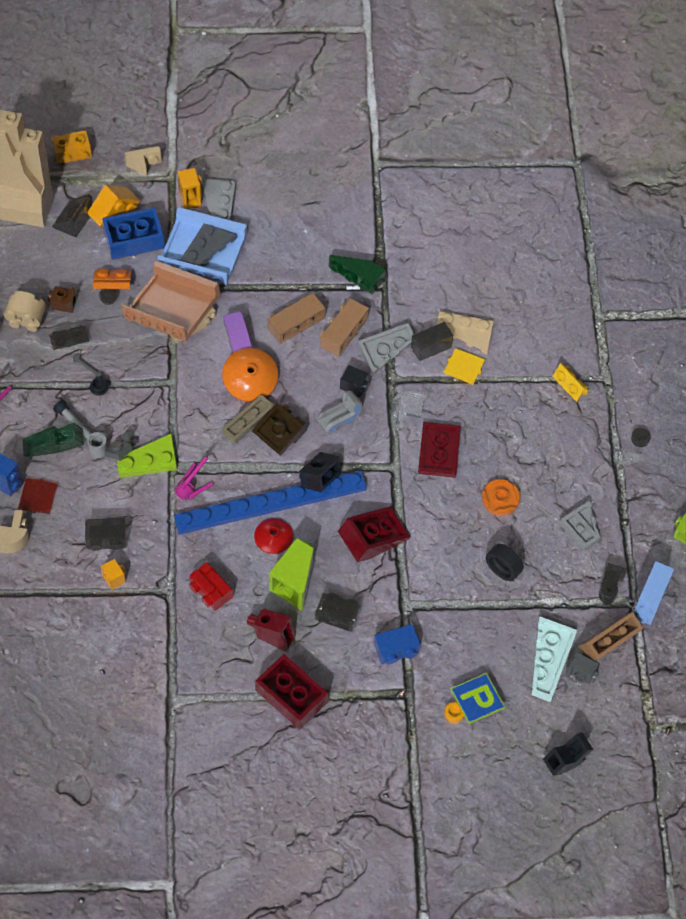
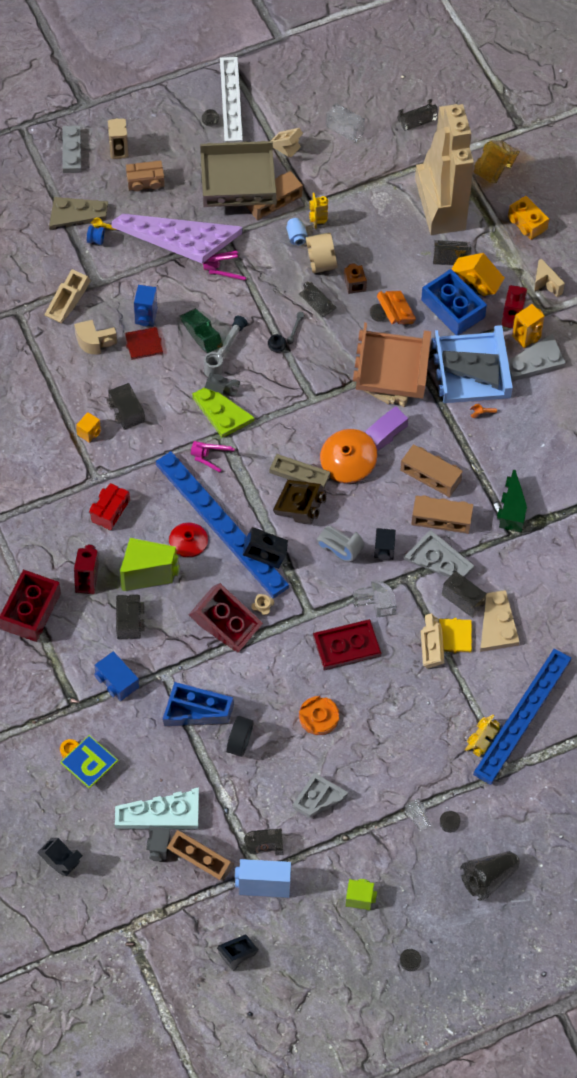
camera: 70 degrees right, 0 degrees up
(161, 192) = (514, 301): none -> dark red torso
(251, 260) = (479, 410): none -> orange hand
(371, 493) = (262, 599): none -> tan plate
(458, 588) = (196, 707): none -> blue wedge
(468, 383) = (432, 642): none -> tan hinge
(565, 346) = (522, 716): none -> blue plate

